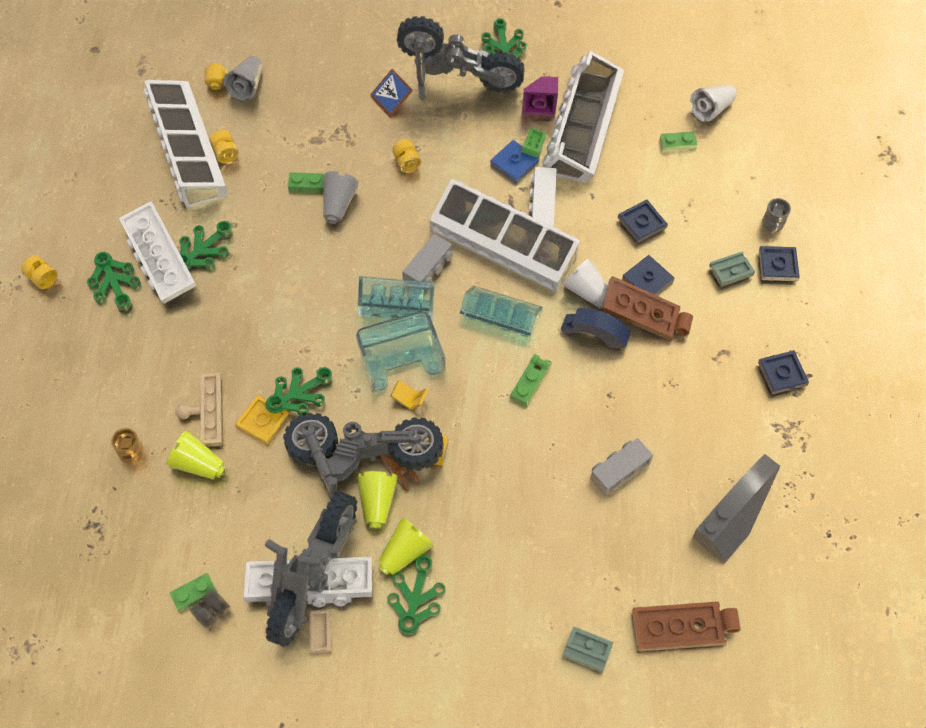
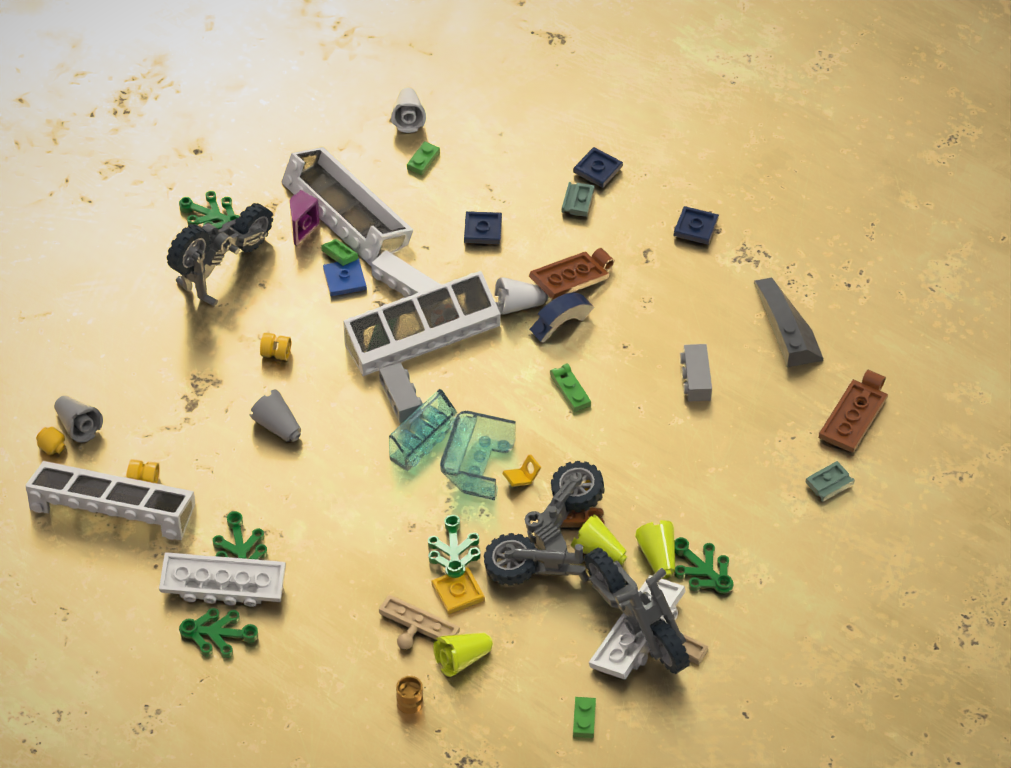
camera: 55 degrees left, 10 degrees down
(39, 272) = (163, 680): yellow wheel -> none
(209, 609) = (612, 707): clear smoke wheel -> none
(305, 182) = (234, 435): bright green plate -> none
(391, 92) = (194, 319): piece -> none
(500, 310) = (491, 368): clear light blue slope -> none
(649, 276) = (537, 254): dark blue plate -> none
(776, 214) = (554, 139): dark grey wheel -> none

